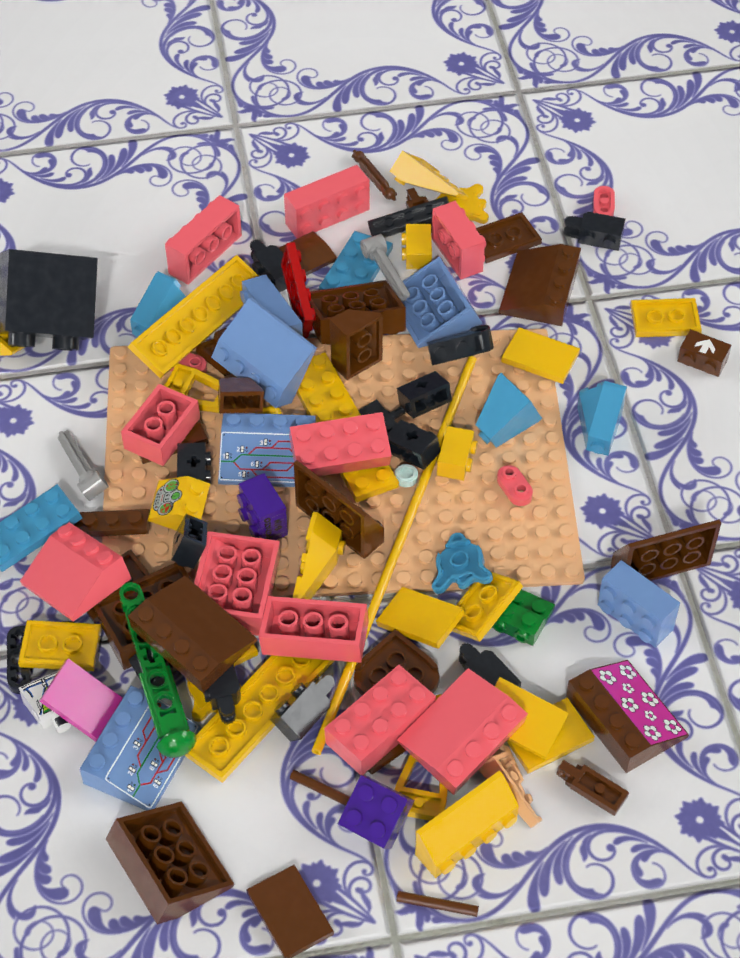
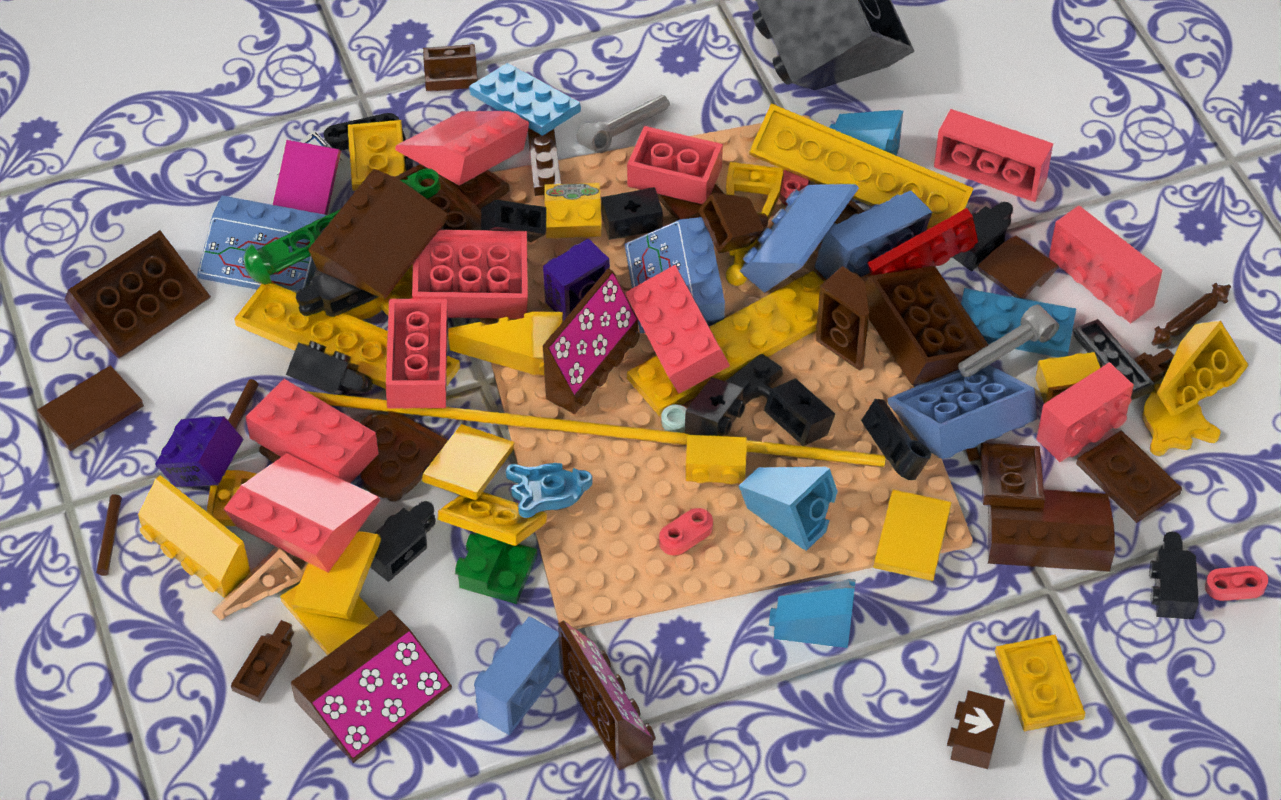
camera: 80 degrees right, 0 degrees up
(500, 292) = (1011, 475): none -> reddish brown tile

